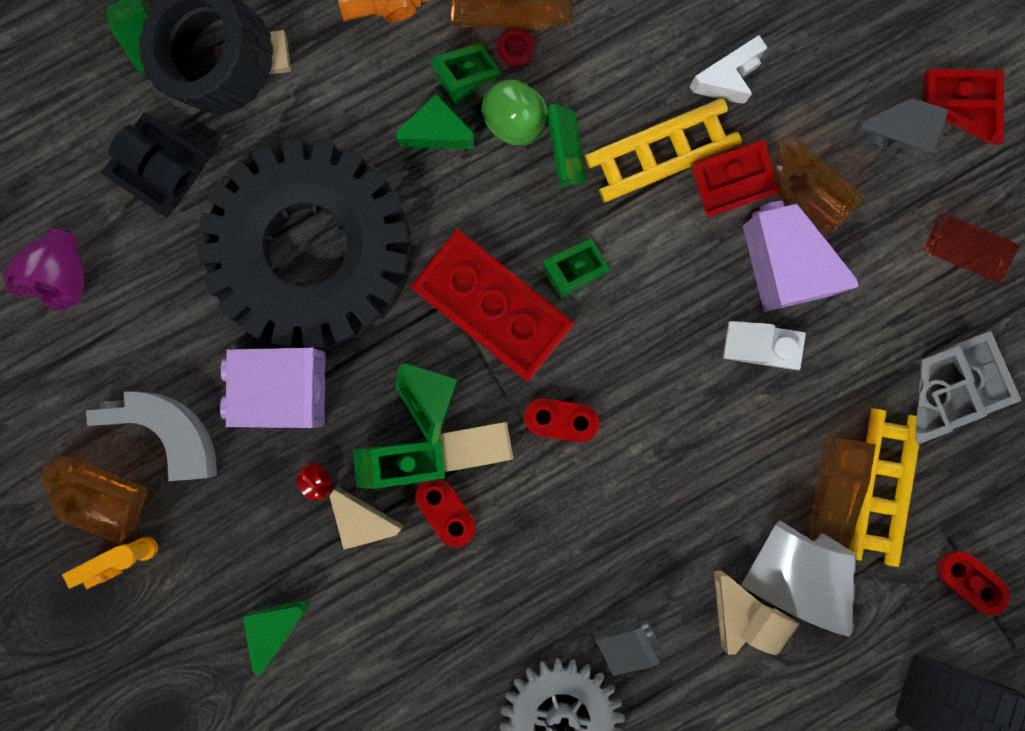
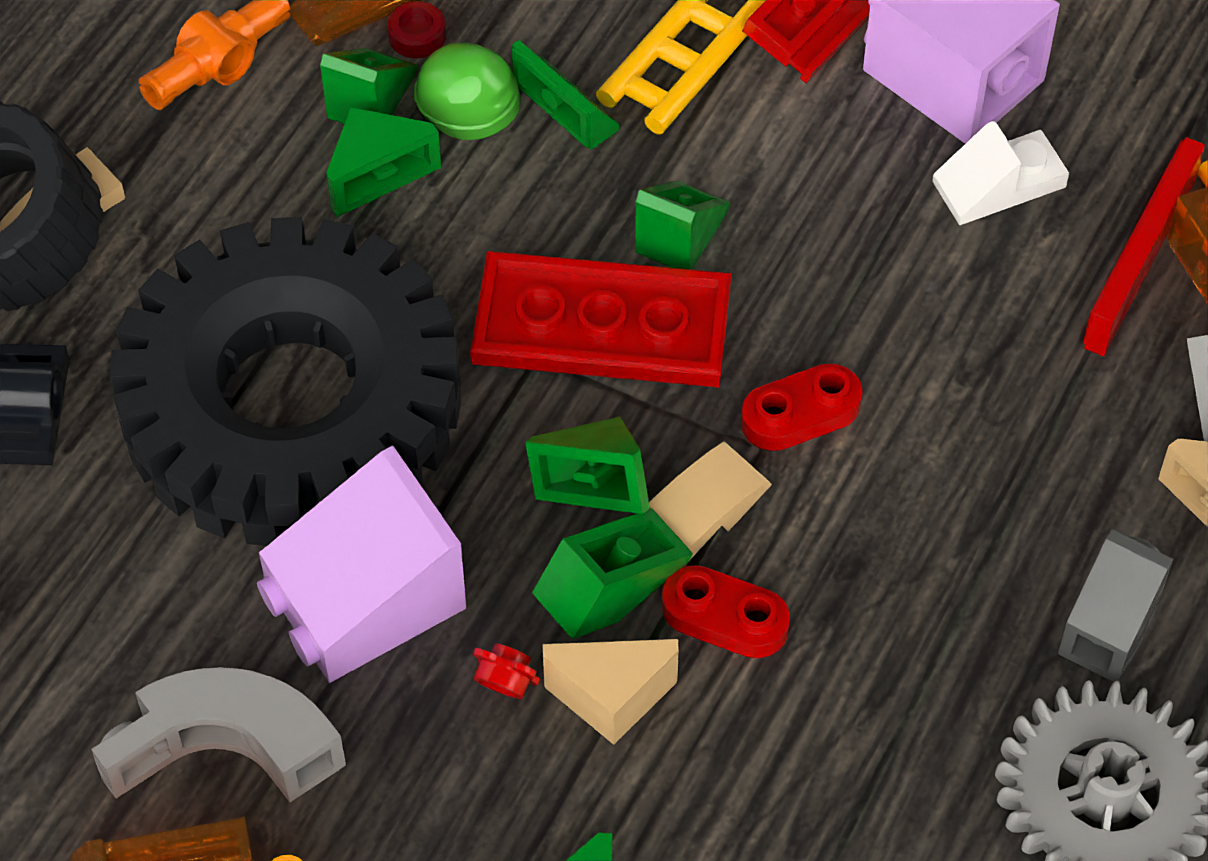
camera: 30 degrees left, 30 degrees down
(805, 441) = (1142, 247): none -> red tile

